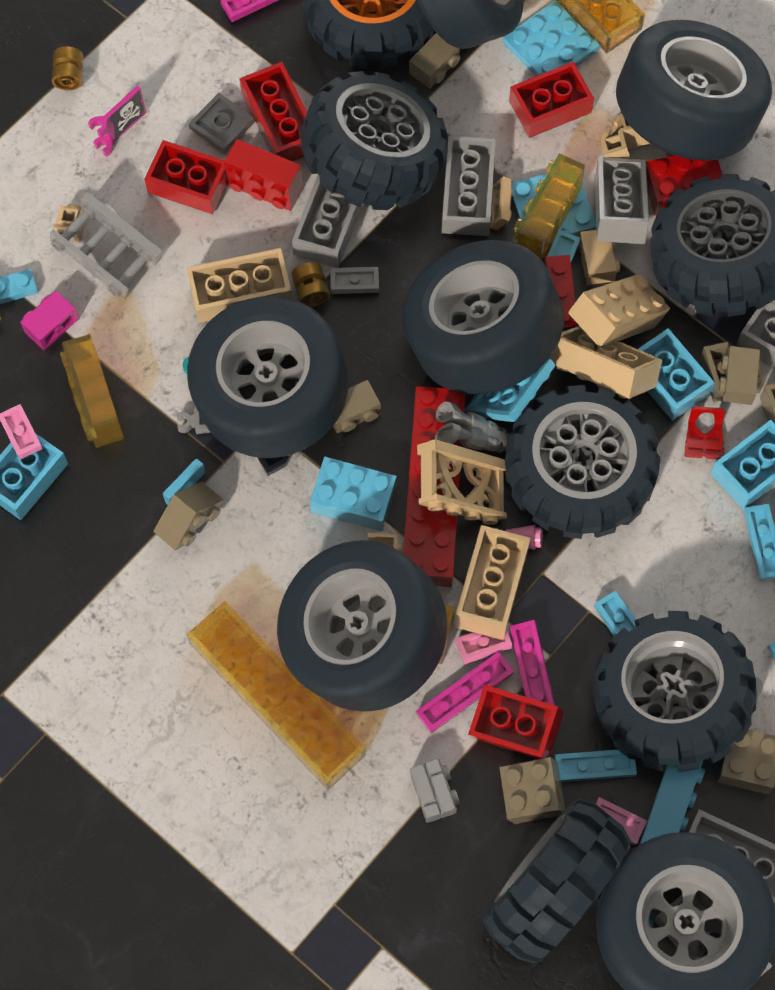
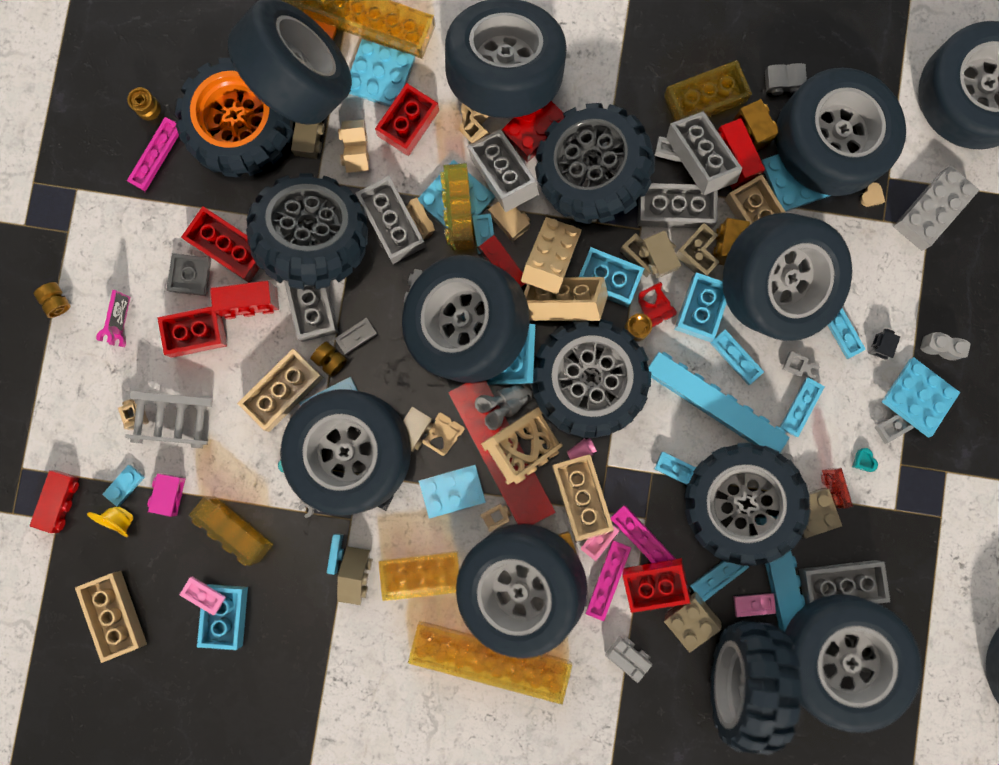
camera: 30 degrees left, 15 degrees up
(255, 554) = (419, 575): none -> clear yellow brick
(388, 427) = (447, 430): none -> tan piece
(481, 92) = (355, 142): none -> tan brick
(671, 444) = (639, 326): none -> pearl gold wheel
(706, 569) = (716, 404): none -> medium azure brick

